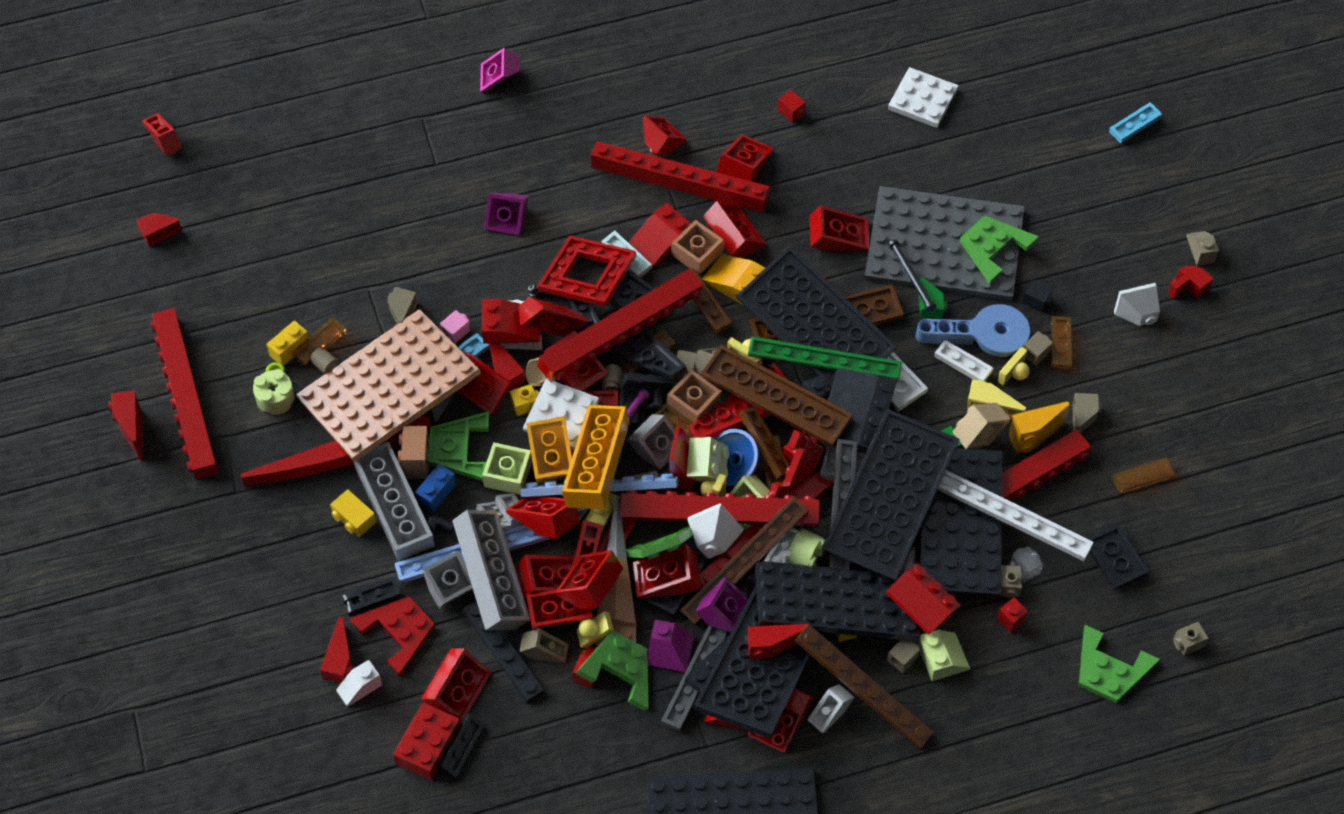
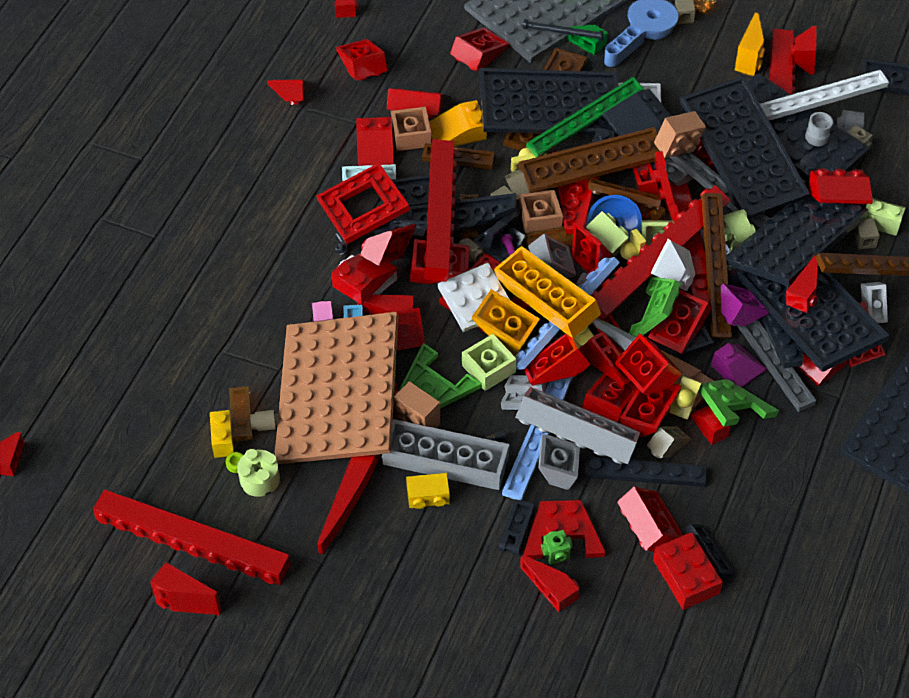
camera: 50 degrees left, 5 degrees down
(359, 683) = (591, 585): white slope -> none
(373, 635) = (556, 547): none -> bright green brick
(401, 303) = (266, 338): dark tan slope -> none
(435, 488) = (459, 416): blue brick -> none
(498, 69) = (116, 143): dark pink slope -> none
(506, 212) = (254, 219): magenta slope -> none
(523, 399) = (434, 315): yellow brick -> none
(534, 374) = (420, 289): tan hair -> none
(680, 176) = (335, 101): red brick -> none
(851, 437) = (679, 134): none -> nougat brick
(963, 361) = (656, 53): white plate -> none
(969, 538) = (819, 128): none -> light grey wheel
(981, 425) = (725, 67): tan brick -> none
(984, 392) = (703, 57): light yellow slope -> none
(1012, 615) = (887, 156): red brick -> none
(1015, 367) = (688, 30): light yellow tile -> none
(1075, 472) = (805, 50): none -> red slope
(1085, 410) = (764, 15): dark tan slope -> none
(1143, 475) = (834, 25): clear orange plate -> none

